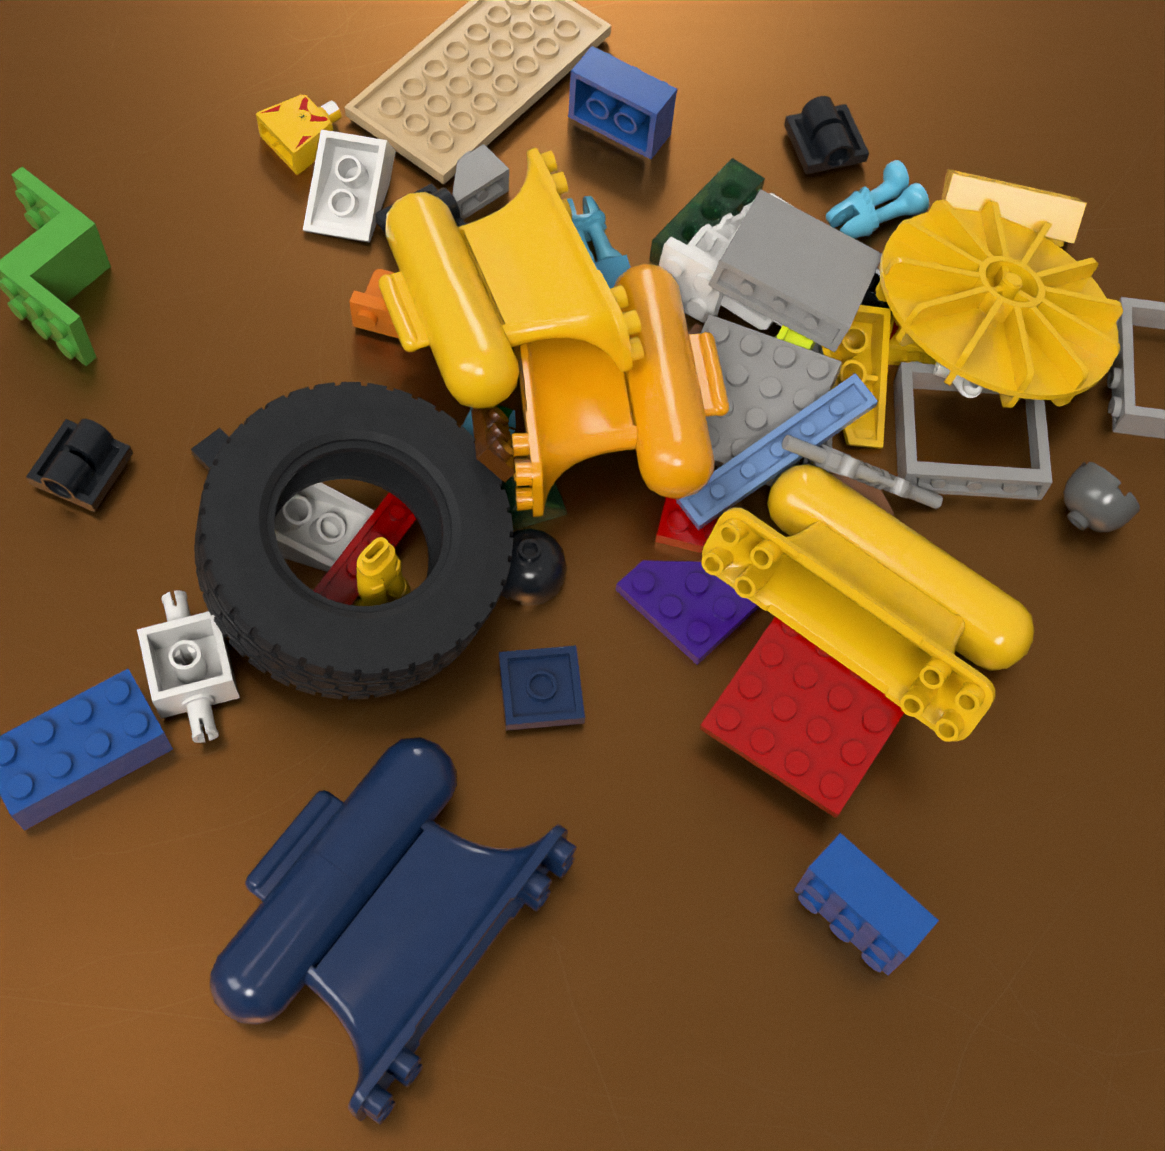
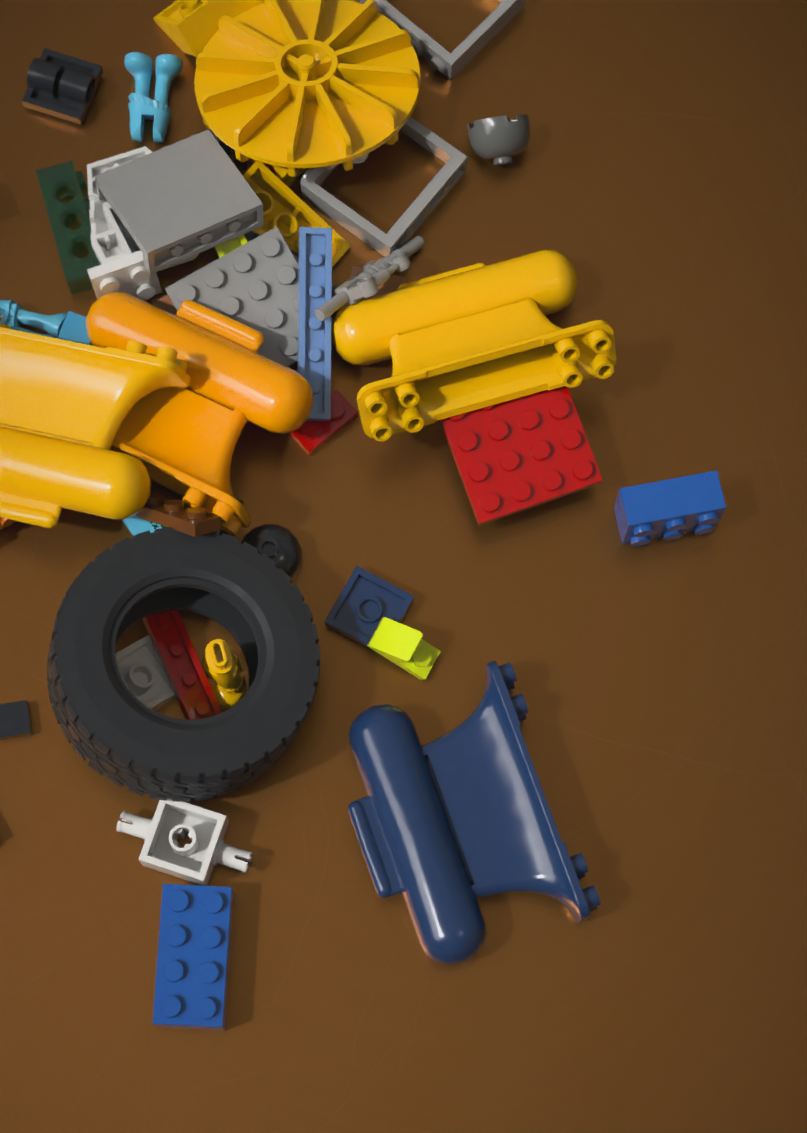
camera: 50 degrees left, 10 degrees up
(525, 742) = (404, 647): none -> neon yellow slope
(685, 604) = (372, 471): dark purple plate -> none

